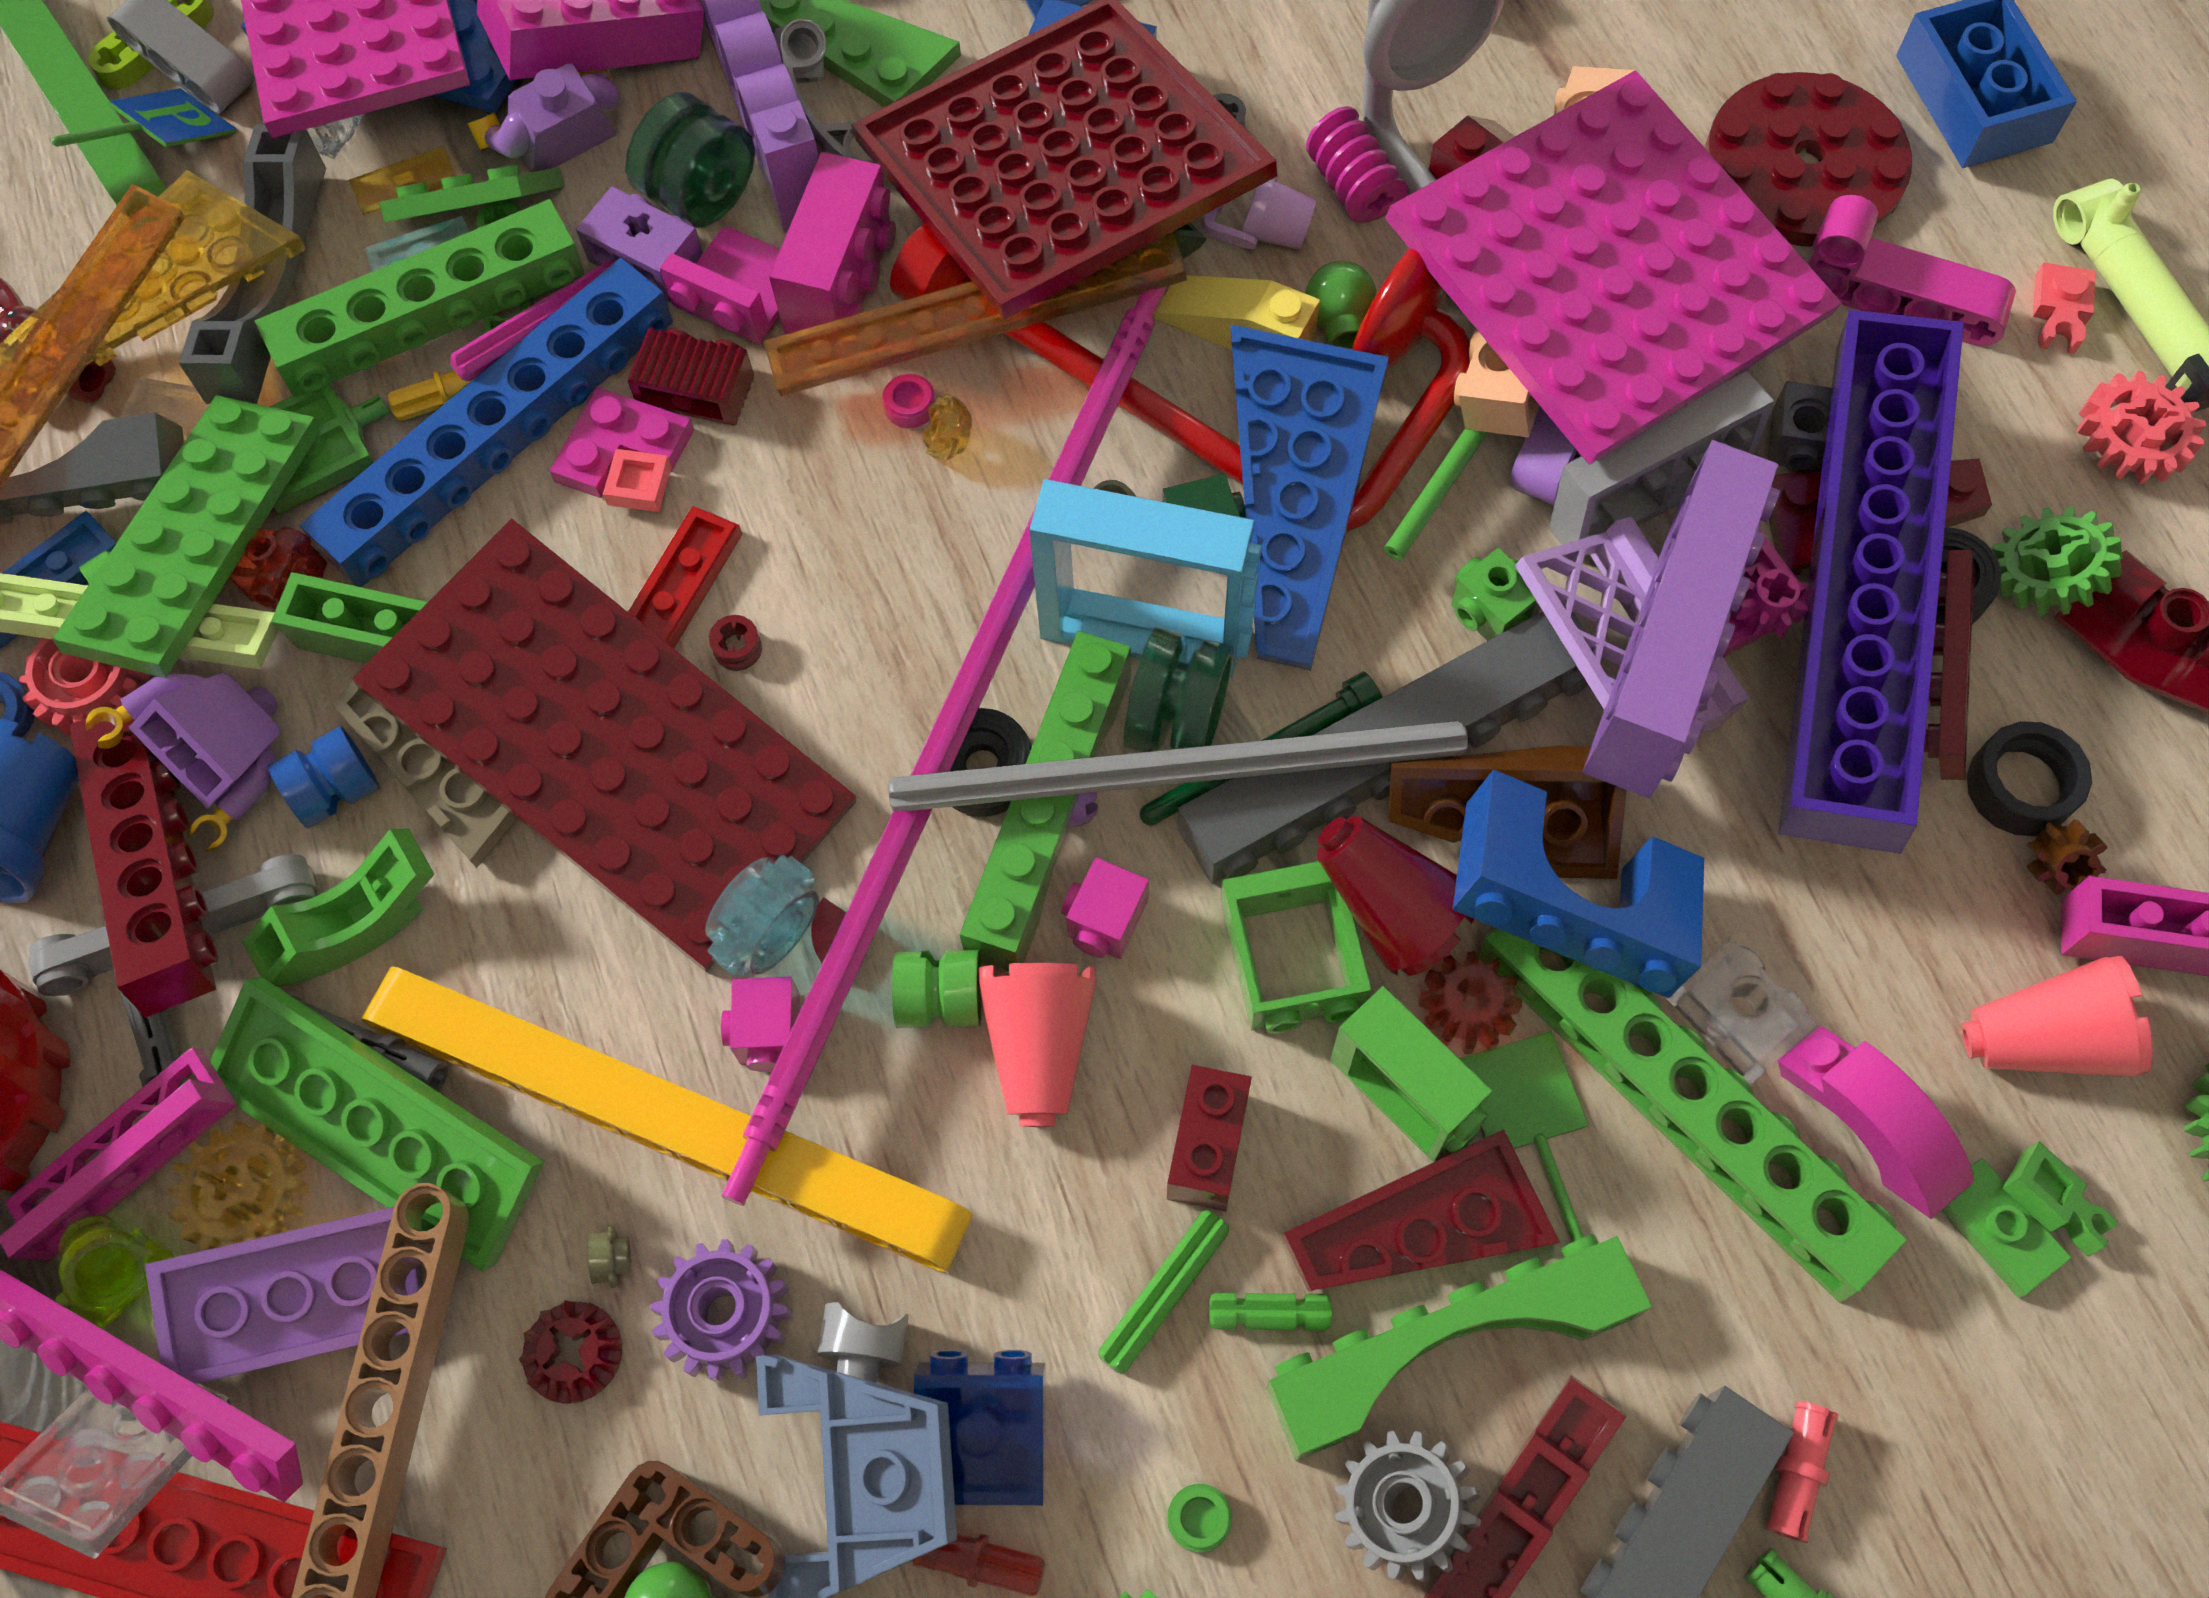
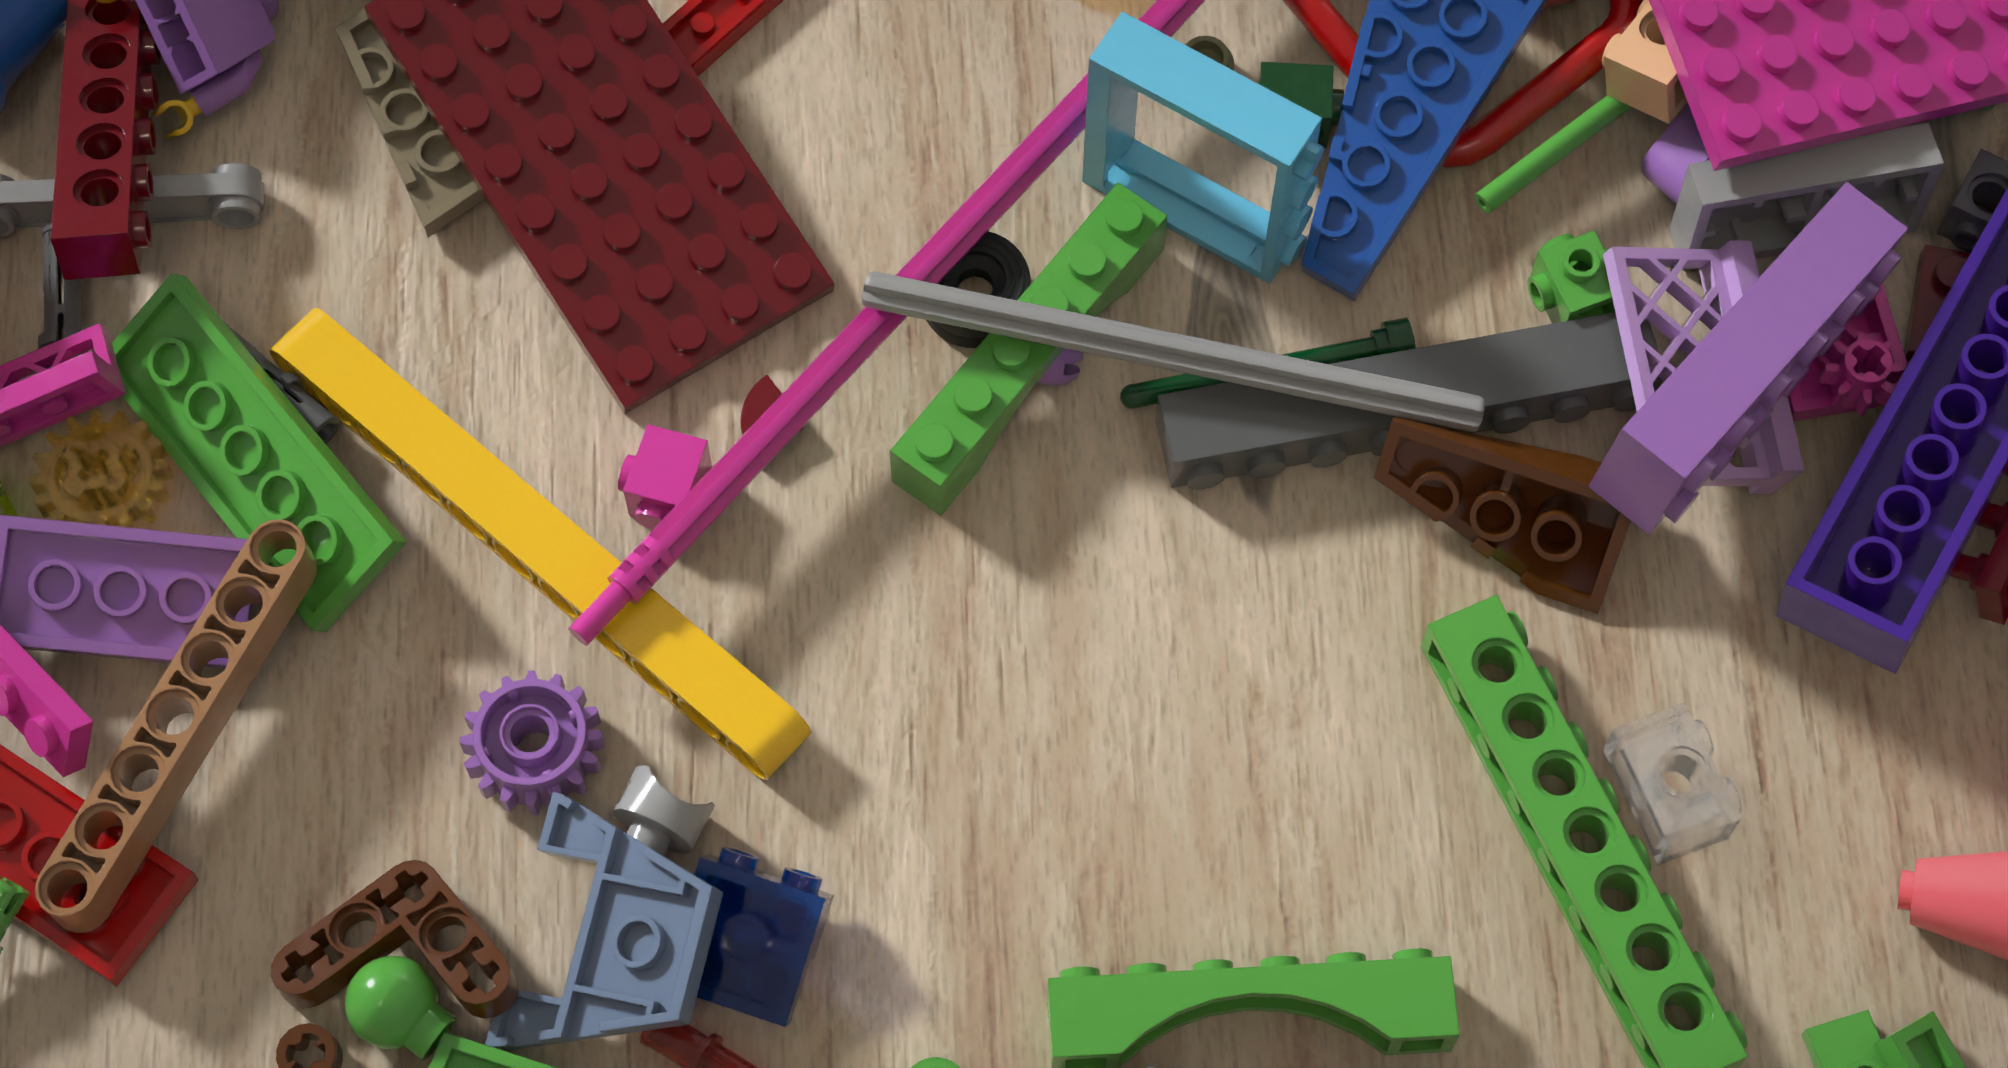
camera: 15 degrees right, 0 degrees up
(323, 777) = (304, 98): blue wheel -> none
(346, 921) = (286, 248): bright green arch -> none
(599, 1353) = (401, 745): dark red gear -> none
(608, 1257) = (439, 657): olive plate -> none
(737, 626) = (755, 105): dark red bush -> none
(762, 915) = (698, 370): clear light blue gear -> none
(936, 989) = (850, 500): bright green wheel -> none
(1037, 1034) = (935, 575): coral cone -> none
(1105, 909) = (1050, 476): dark pink brick -> none
(1163, 1291) = (976, 868): bright green axle -> none
(1169, 694) = (1199, 277): clear green wheel -> none
(1208, 1138) = (1073, 733): dark red brick -> none
(1270, 1311) = (1076, 921): bright green axle -> none
(1281, 891) = (1243, 515): bright green window -> none
(1393, 894) = (1347, 546): dark red cone -> none
(1411, 1076) = (1298, 734): bright green window -> none
(1437, 1216) = (1277, 883): dark red wing -> none
(1488, 1017) = (1393, 709): clear red gear -> none
(1512, 887) = (1470, 581): blue arch -> none
(1532, 1103) = (1417, 802): bright green piece -> none
(1889, 1114) = (1781, 934): dark pink arch -> none

